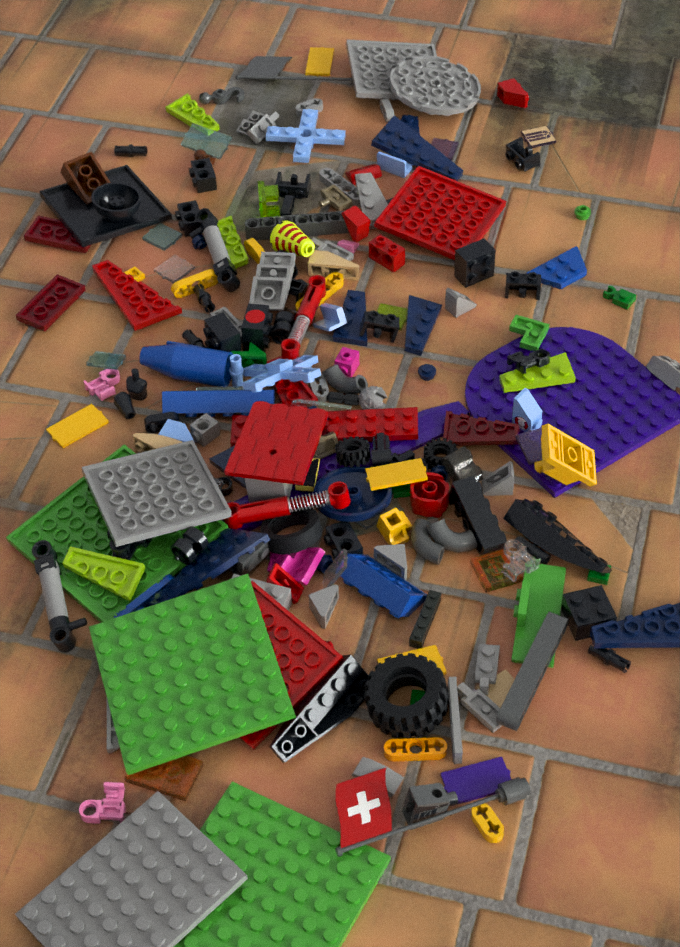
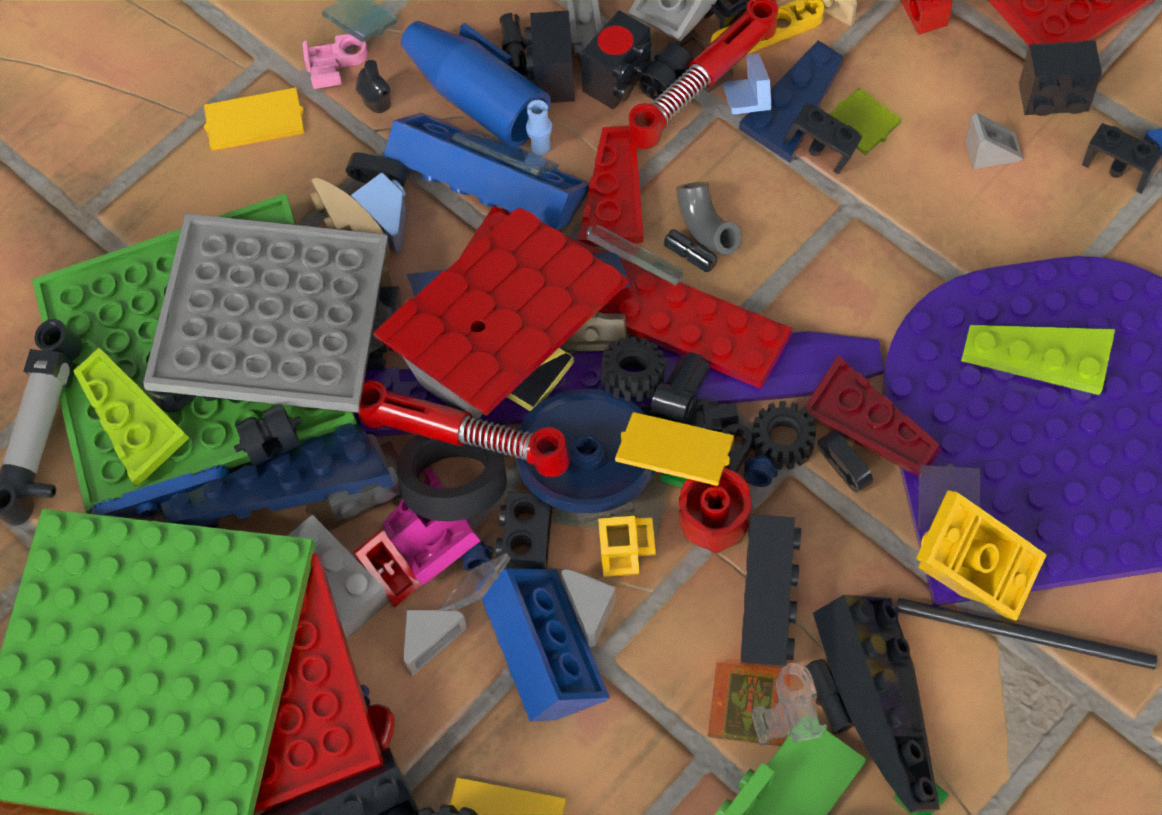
camera: 30 degrees right, 15 degrees up
(124, 404) = (340, 113): black cone -> none
(204, 429) = (432, 203): light grey brick -> none
(253, 356) = (583, 111): green slope -> none
(293, 370) = (604, 162): light blue piece -> none
(322, 386) = (655, 210): light grey beam -> none
(348, 361) = (732, 183): dark pink brick -> none
(372, 398) = (728, 276): light grey piece -> none
(420, 323) = (902, 156): dark blue wing -> none
(424, 544) = (653, 596): dark grey cylinder -> none
(425, 619) = (574, 743): pearl dark grey piece -> none
(427, 372) = (857, 258): dark blue plate -> none
(451, 540) = (699, 611): dark grey cylinder -> none
(461, 465) = (798, 483): clear smoke brick -> none
(481, 455) = (845, 461): none -> black beam
(500, 481) = (850, 535): light grey slope -> none
(526, 411) = (967, 427): light blue slope -> none
(533, 331) = (1082, 260): bright green plate -> none
(537, 358) = (1027, 320): black piece -> none
(603, 490) = (1027, 633): none -> black piece

